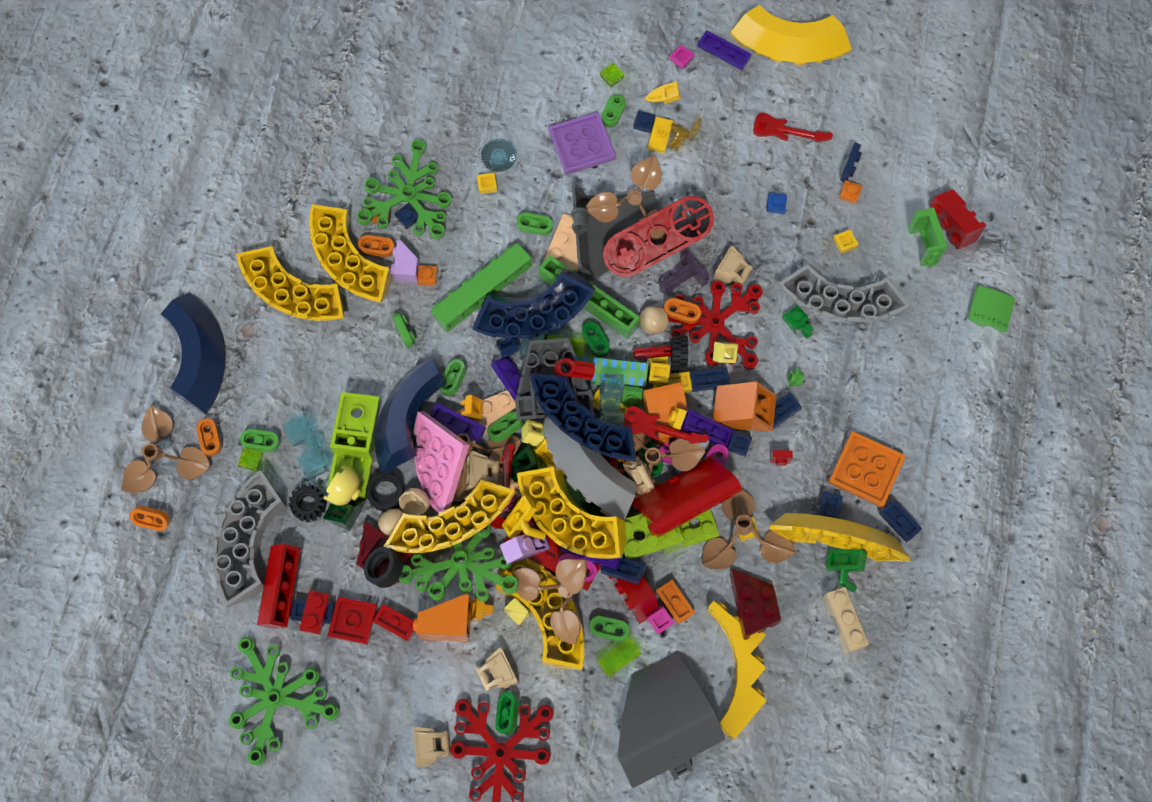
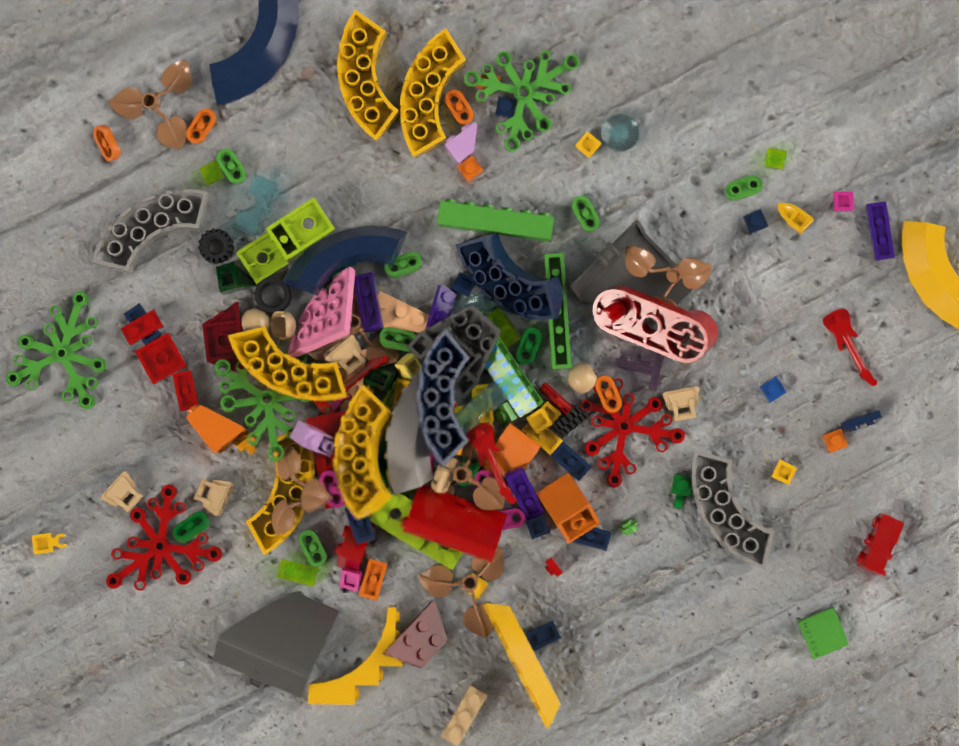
camera: 50 degrees right, 15 degrees up
(278, 586) = (138, 284): red brick -> none
(343, 487) = (246, 266): light yellow cylinder -> none
(394, 569) = (218, 358): black tyre -> none
(401, 323) = (411, 186): bright green plate -> none
(473, 407) = (390, 303): light orange tile -> none
(517, 611) = (268, 471): light yellow slope -> none
(519, 519) = (330, 417): yellow plate -> none
(563, 244) = (581, 254): light nougat wing -> none
(576, 369) = (480, 359): red piece -> none
(581, 143) = (690, 188): medium lavender plate -> none
(660, 135) = (754, 245): yellow plate -> none
(677, 417) = (510, 466): yellow plate -> none
(682, 134) = (766, 262): clear yellow bracket -> none
(725, 352) = (601, 456): light yellow slope -> none
(846, 562) = (509, 681): green plate -> none
(867, 469) = (599, 639): orange plate -> none
(900, 521) = (579, 696): dark blue plate -> none
(928, 225) = (853, 526): bright green panel -> none

